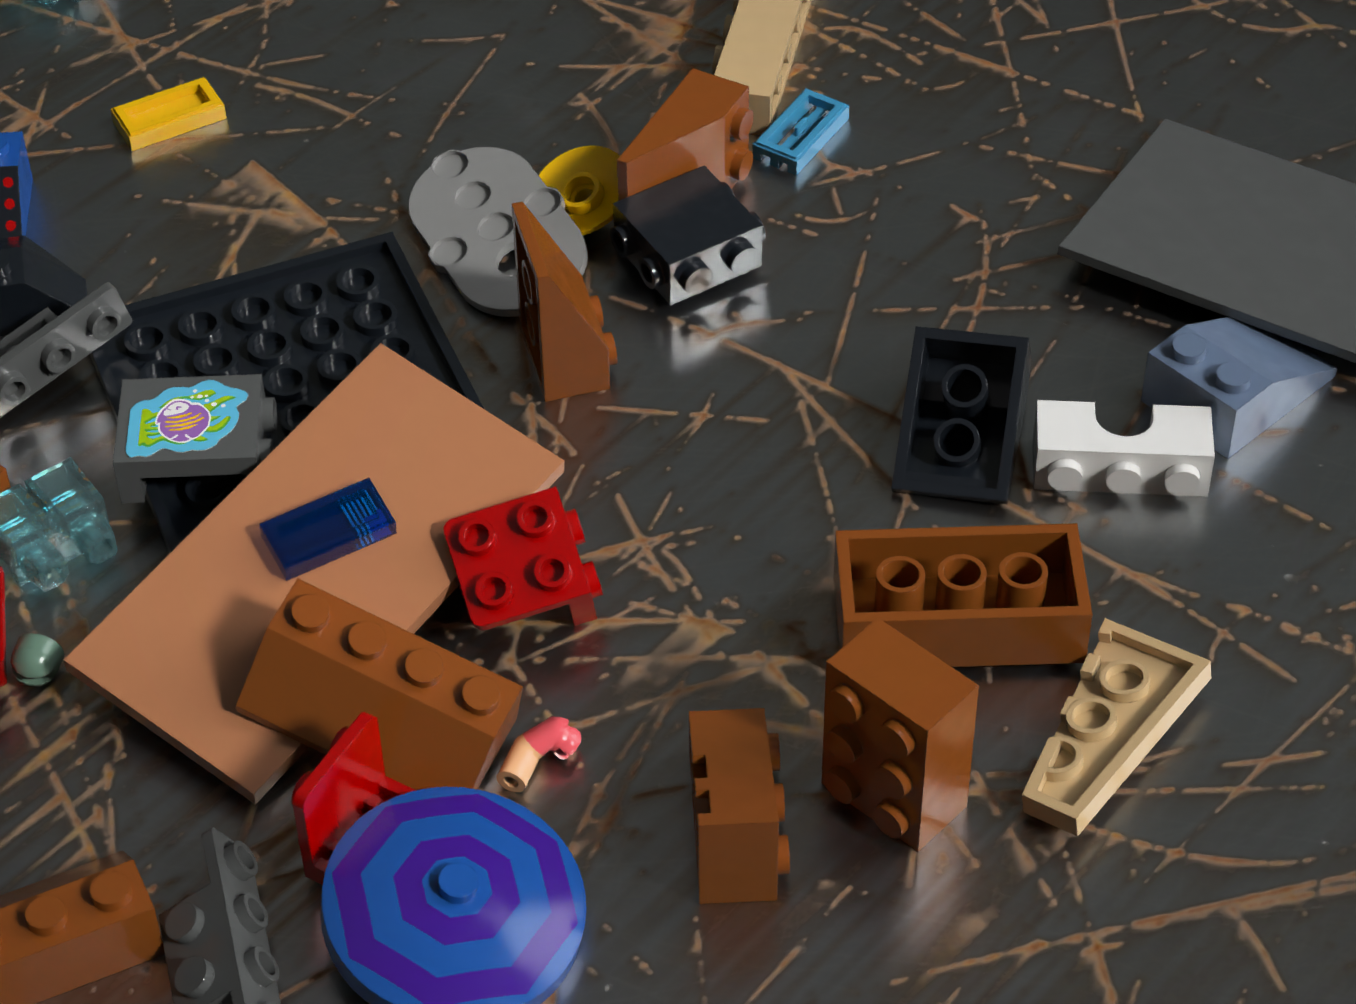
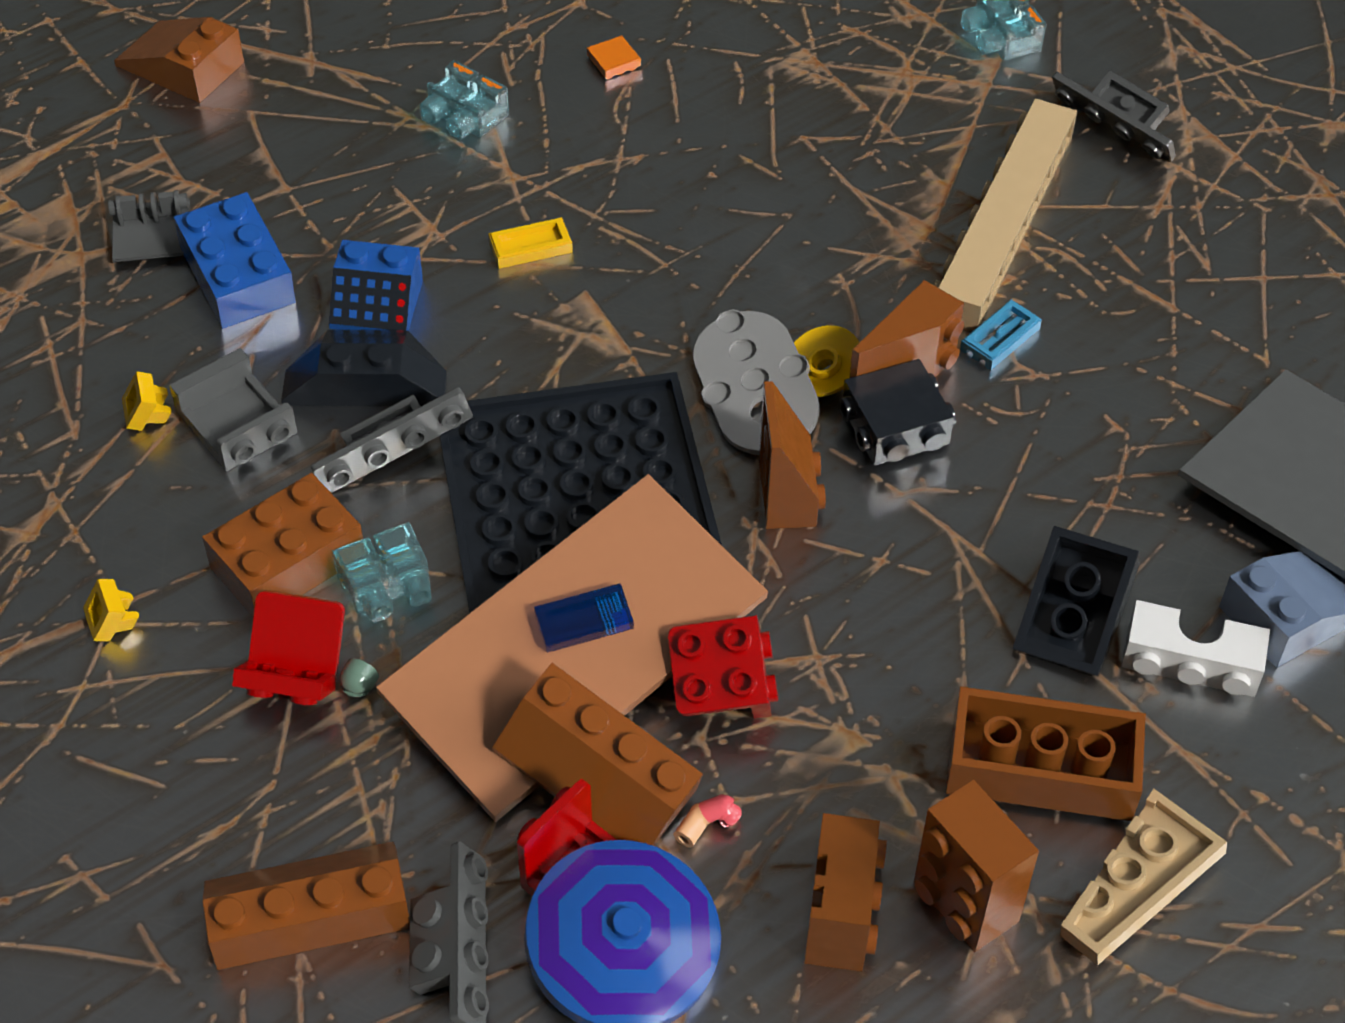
camera: 10 degrees right, 5 degrees up
(190, 429) = (499, 517): panel -> none

